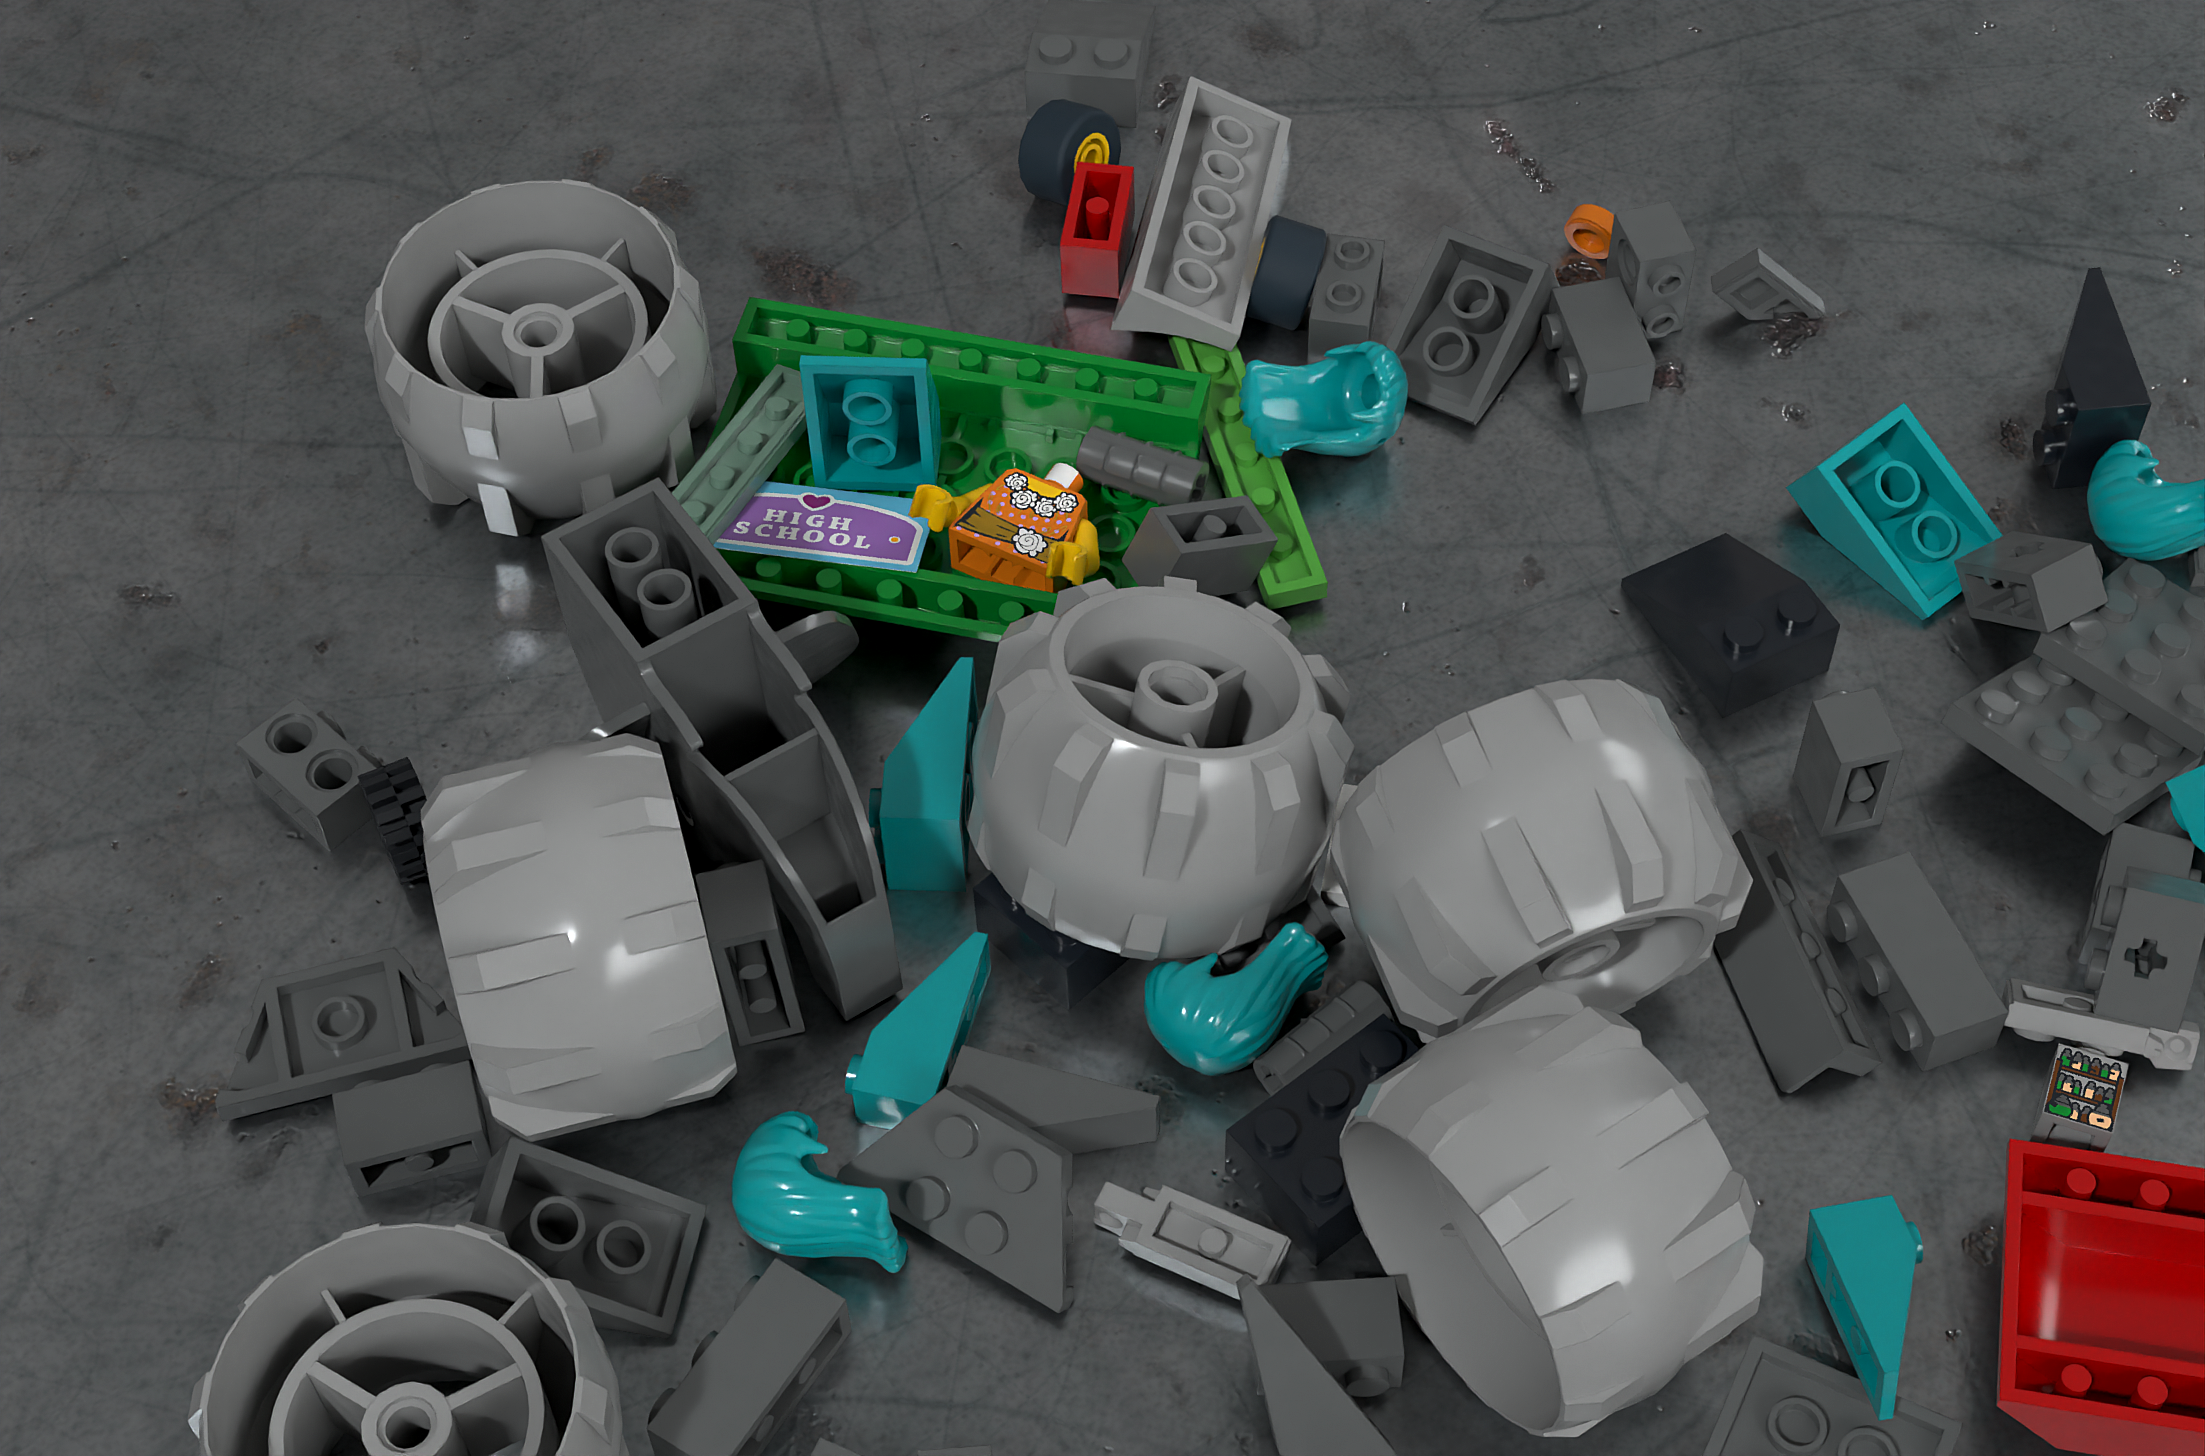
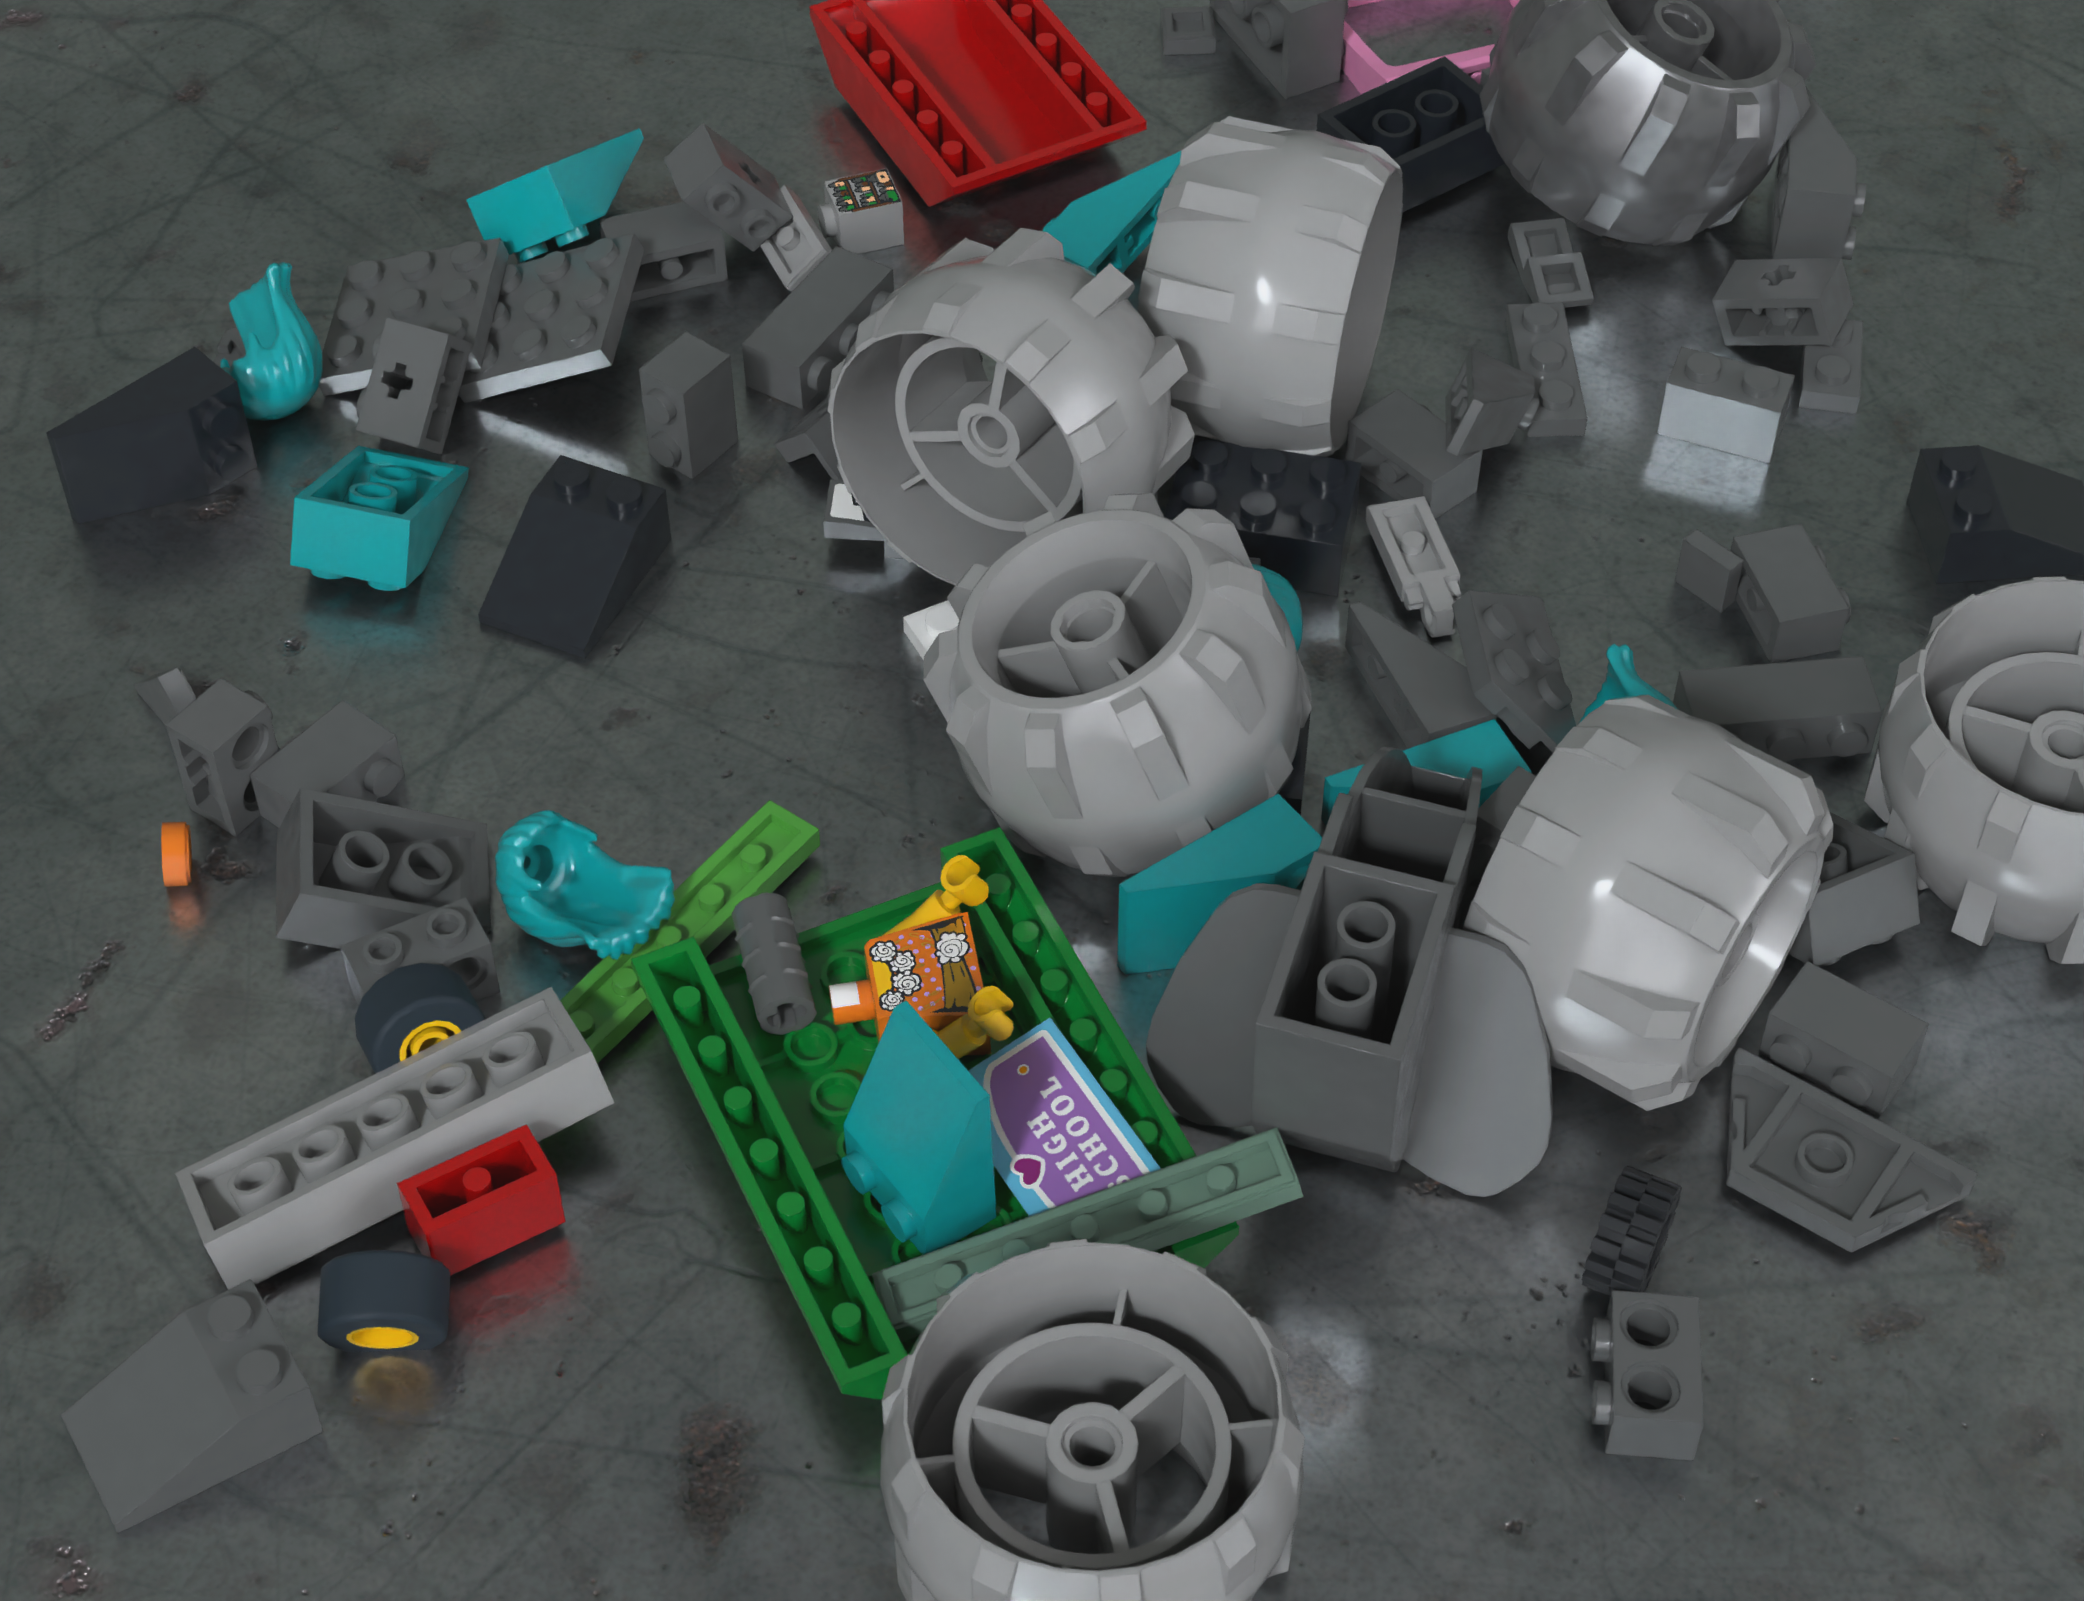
camera: 130 degrees left, 5 degrees down
(1204, 541) = (835, 861): dark grey brick -> none

